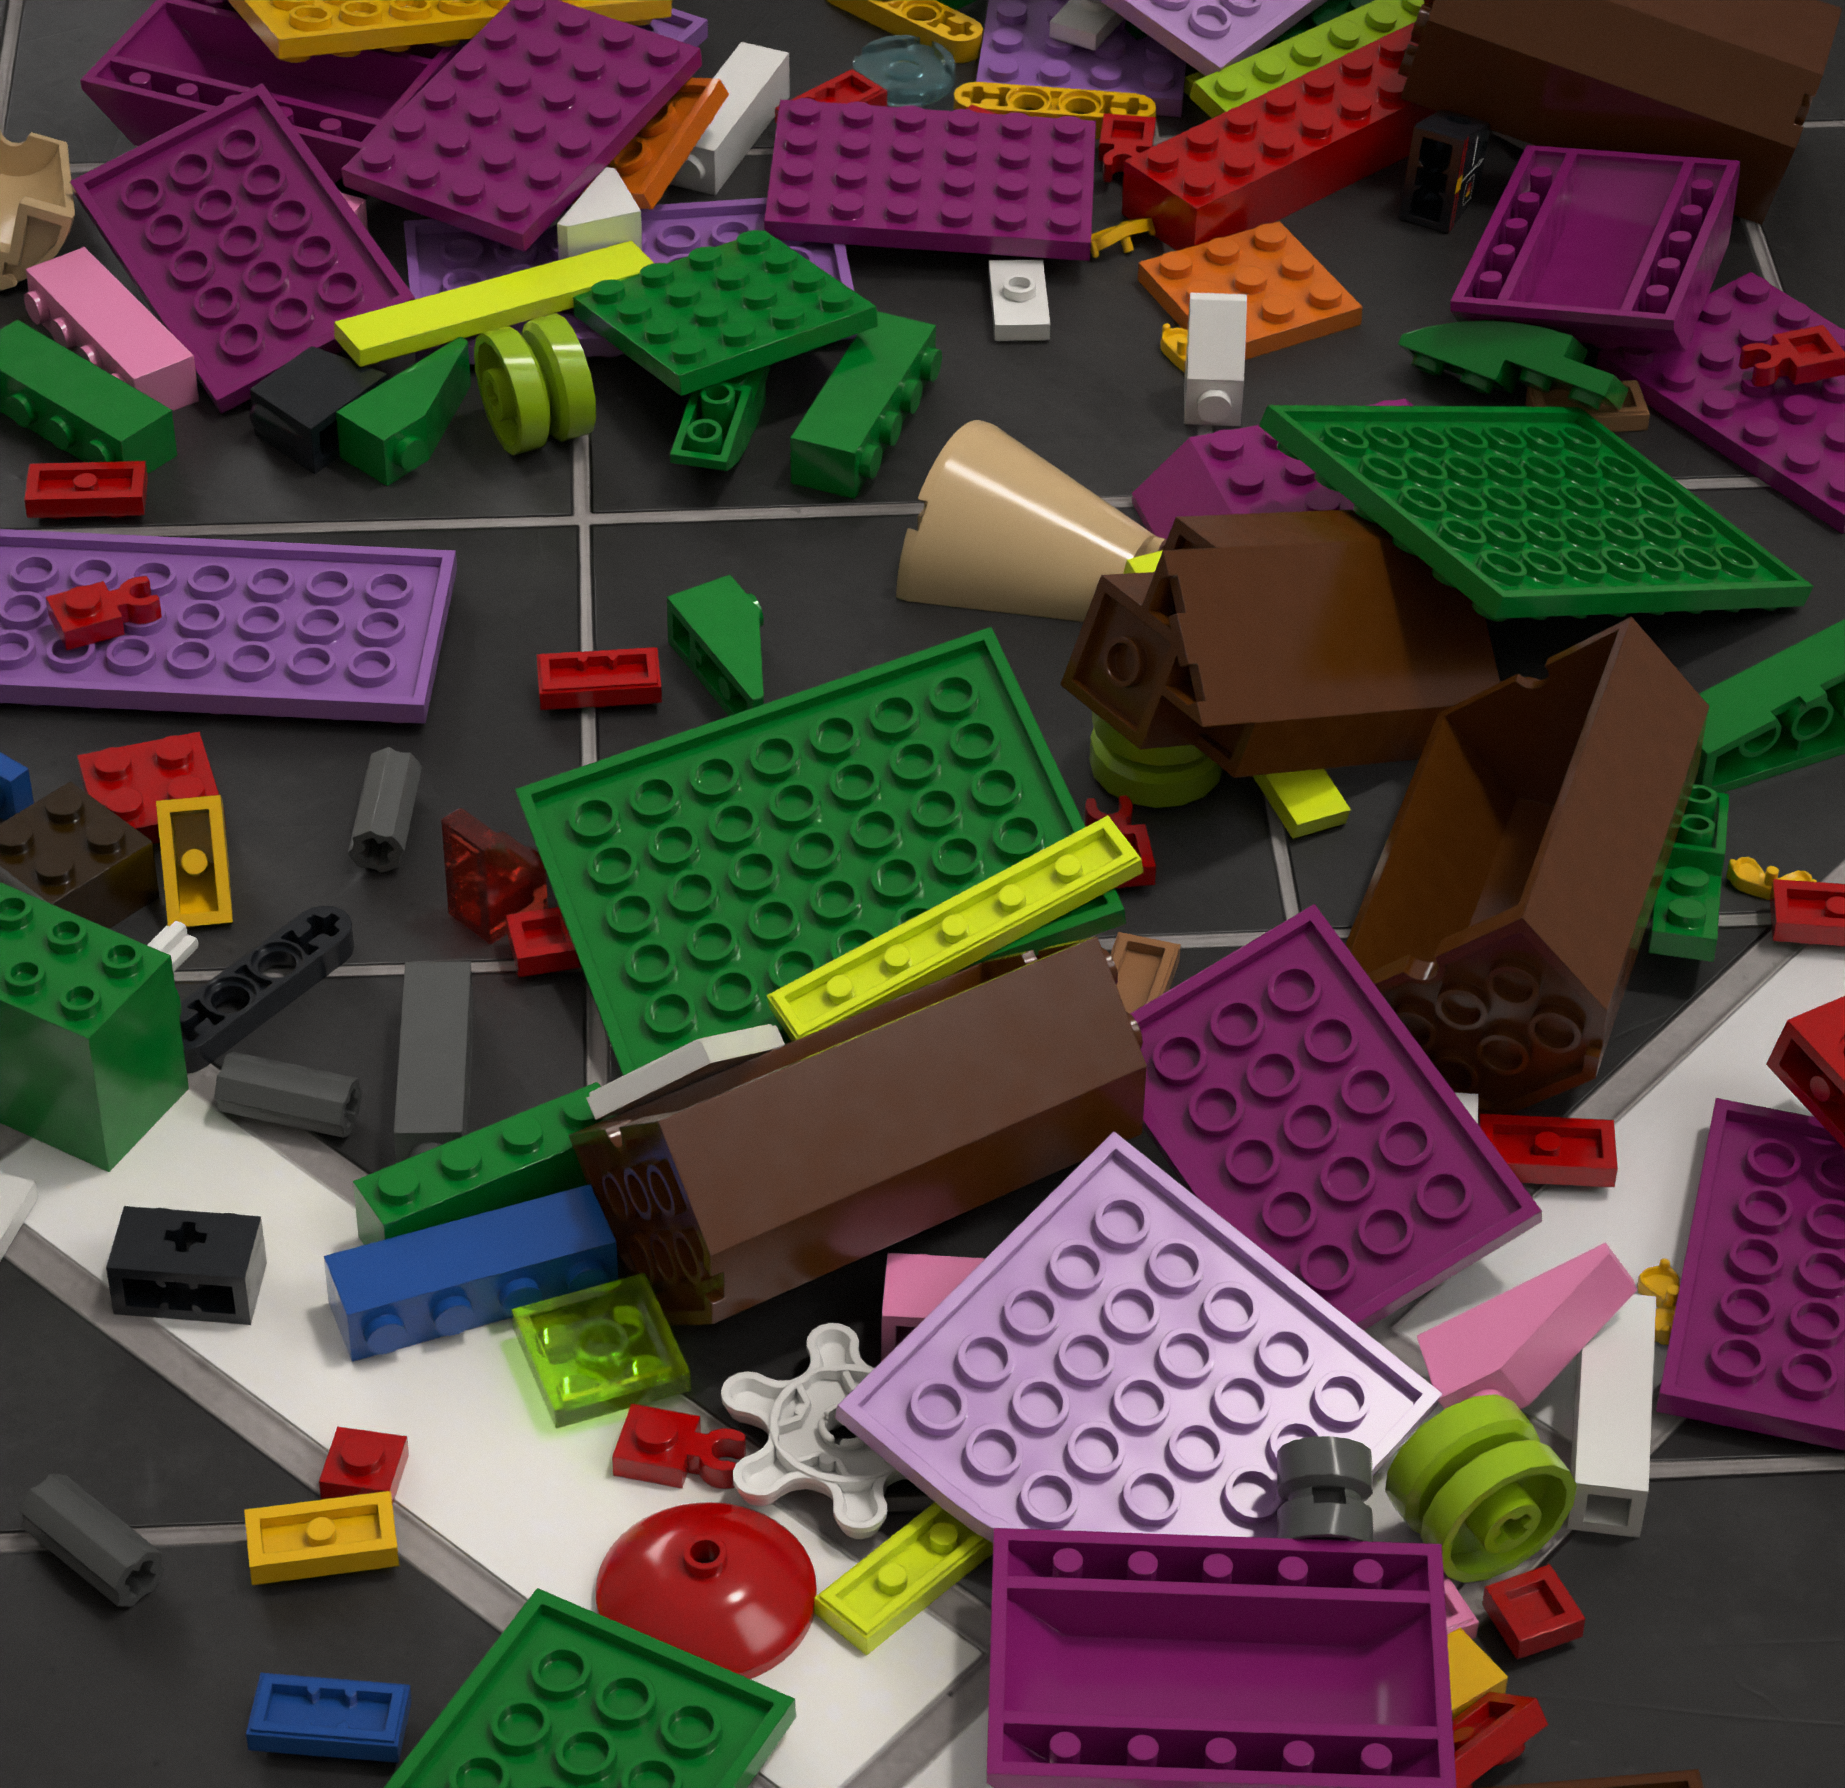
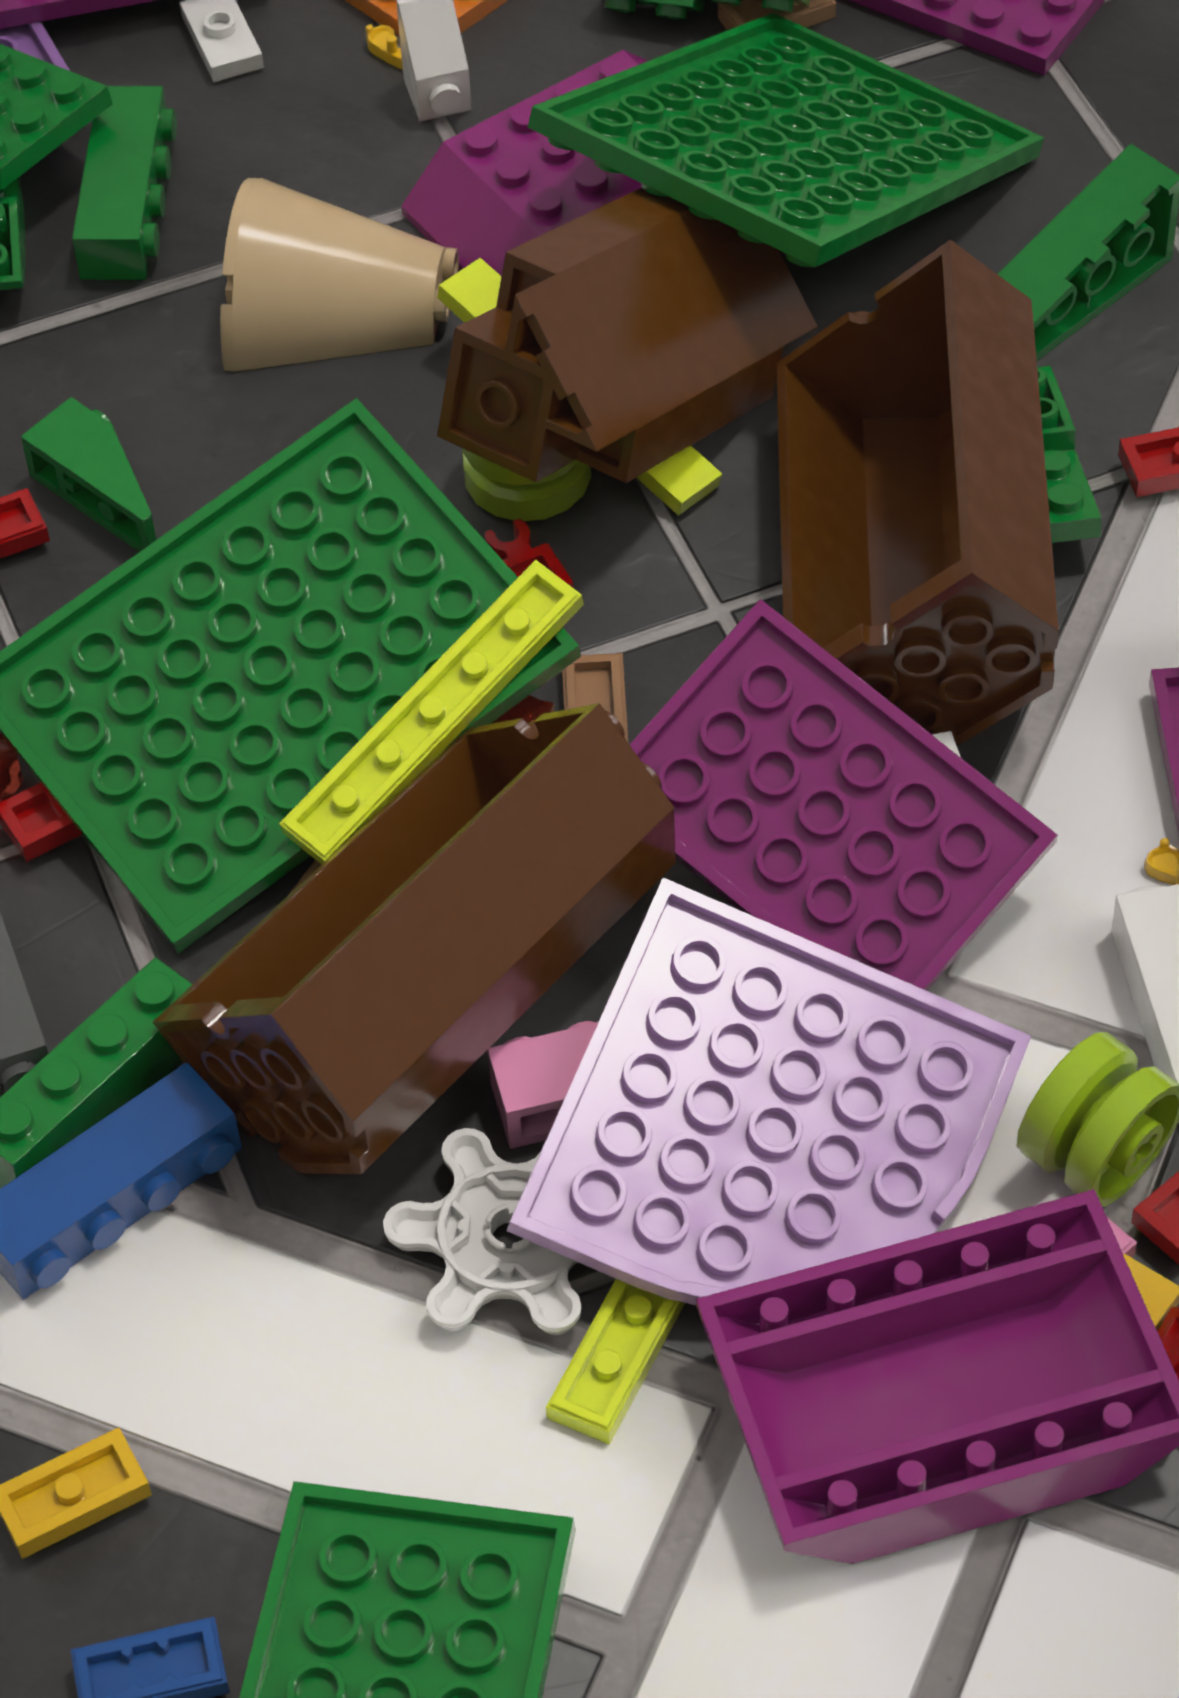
camera: 15 degrees left, 10 degrees up
(363, 1463) = (78, 1405): red plate -> none
(600, 1350) = (255, 1221): clear neon green plate -> none
(669, 1444) = (349, 1297): red plate -> none
(682, 1068) = (237, 926): white tile -> none
(737, 1610) = (472, 1453): red dish -> none
(1325, 1489) = (968, 1154): dark grey wheel -> none
(1527, 1333) = (1077, 967): bright pink slope -> none
(1555, 1148) = (1031, 758): red plate -> none
(1750, 878) = (1094, 441): yellow piece -> none

